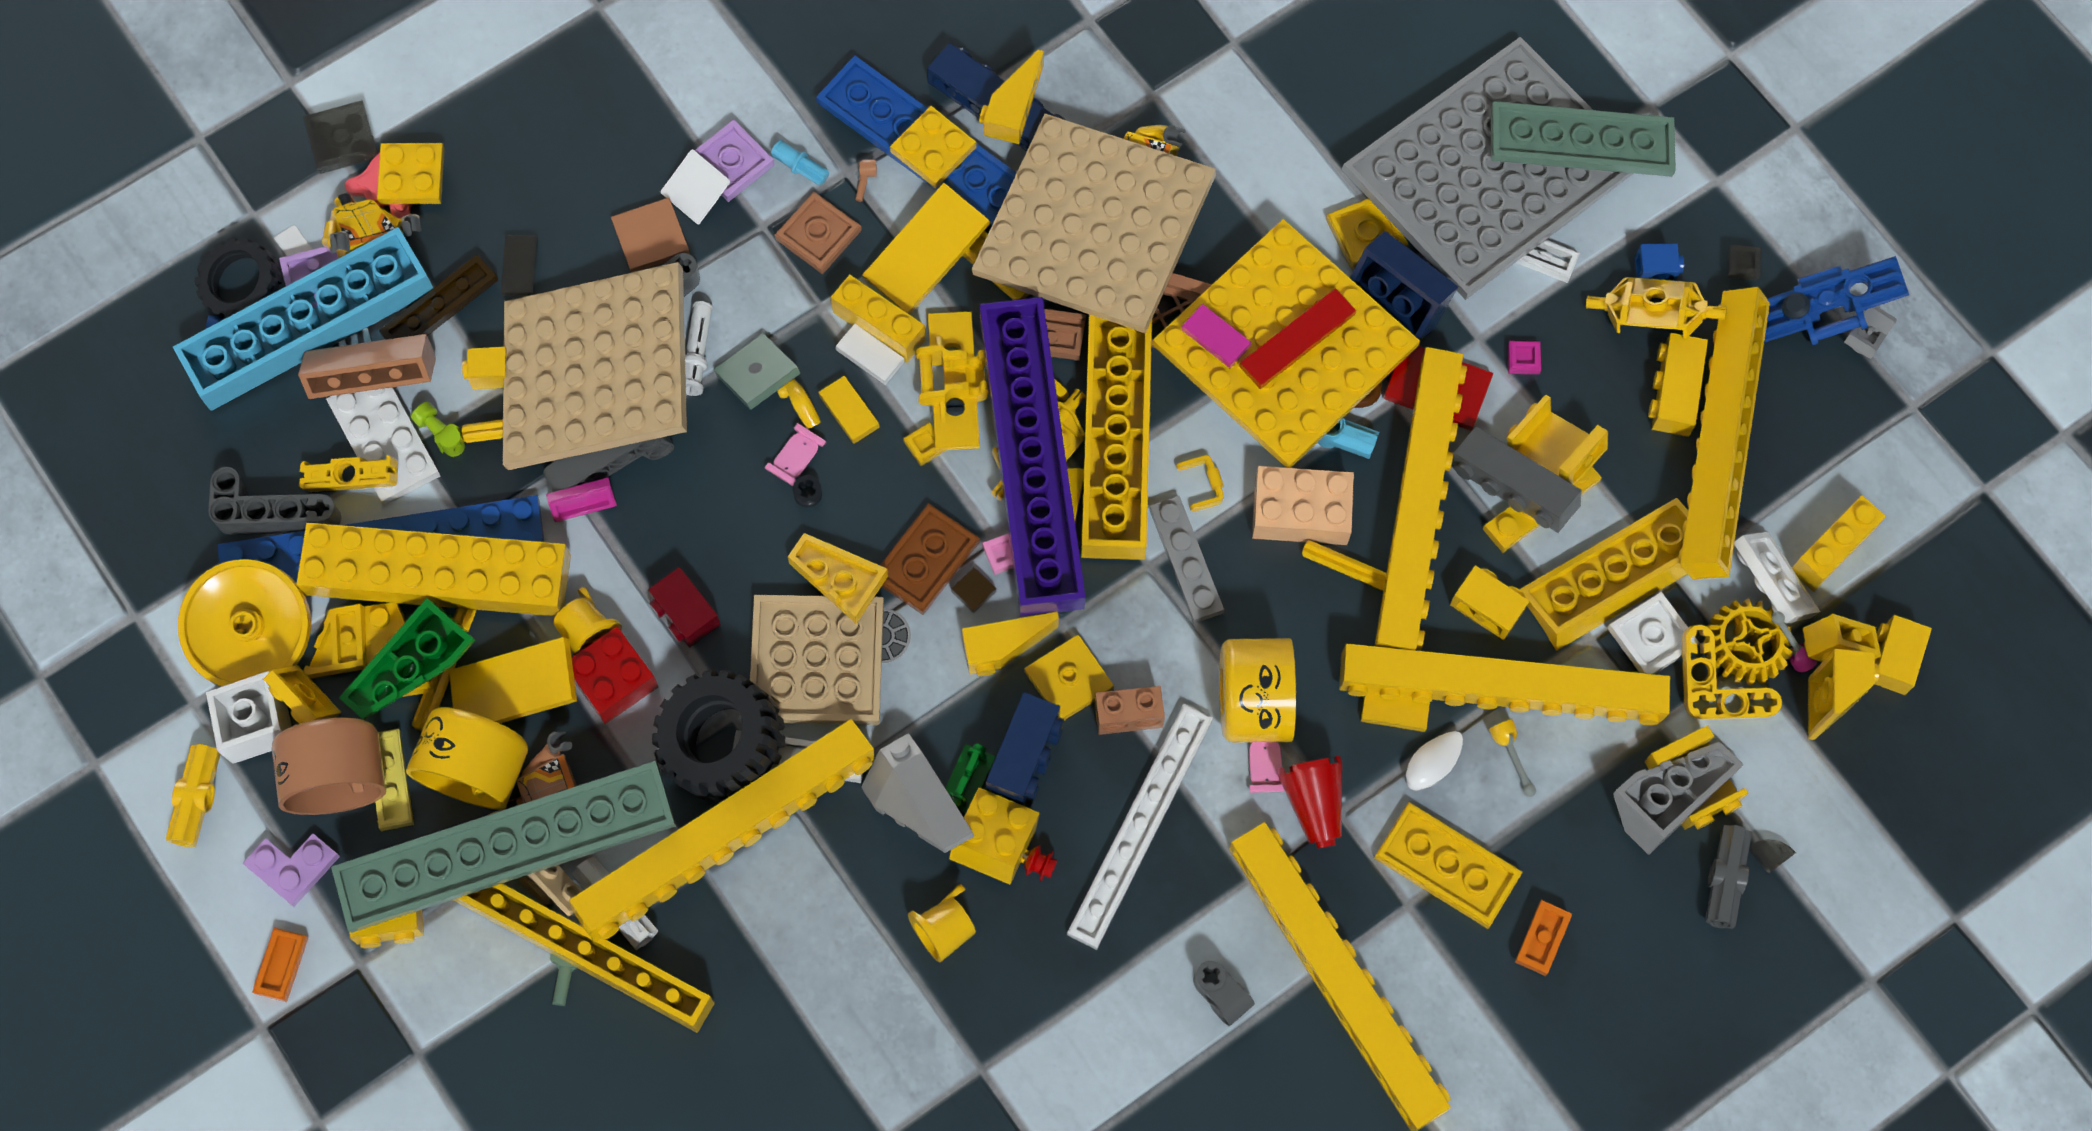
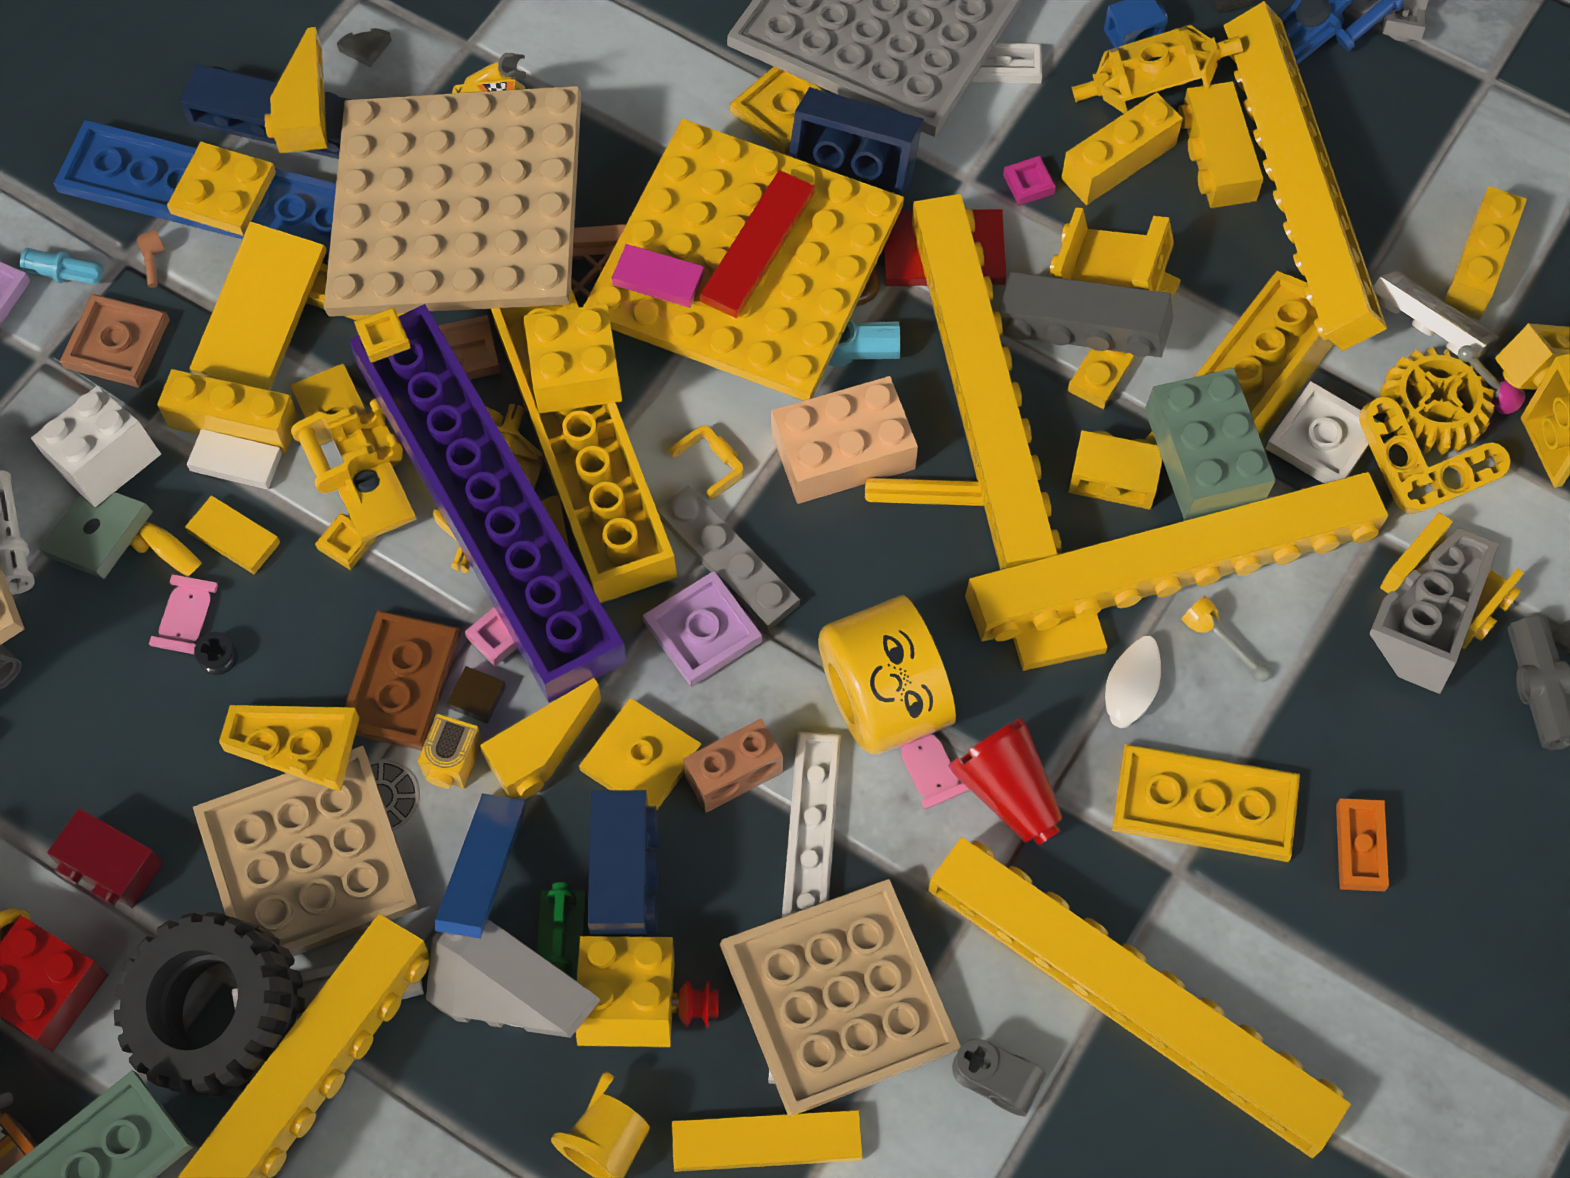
camera: 20 degrees left, 5 degrees down
(778, 310) = (96, 446): none -> white brick
(931, 712) = (480, 866): none -> blue tile
(940, 624) = (450, 752): none -> brick
(1003, 310) = (382, 334): none -> yellow tile
(1050, 972) = (766, 1141): none -> yellow tile
(1077, 67) = (365, 45): none -> clear smoke tile
(1130, 376) = (572, 358): none -> yellow brick
(1137, 896) = (839, 997): none -> tan plate
(1147, 604) = (702, 628): none -> lavender plate
(1560, 612) = (1209, 444): none -> sand green brick
(1602, 360) = (1121, 148): none -> yellow brick

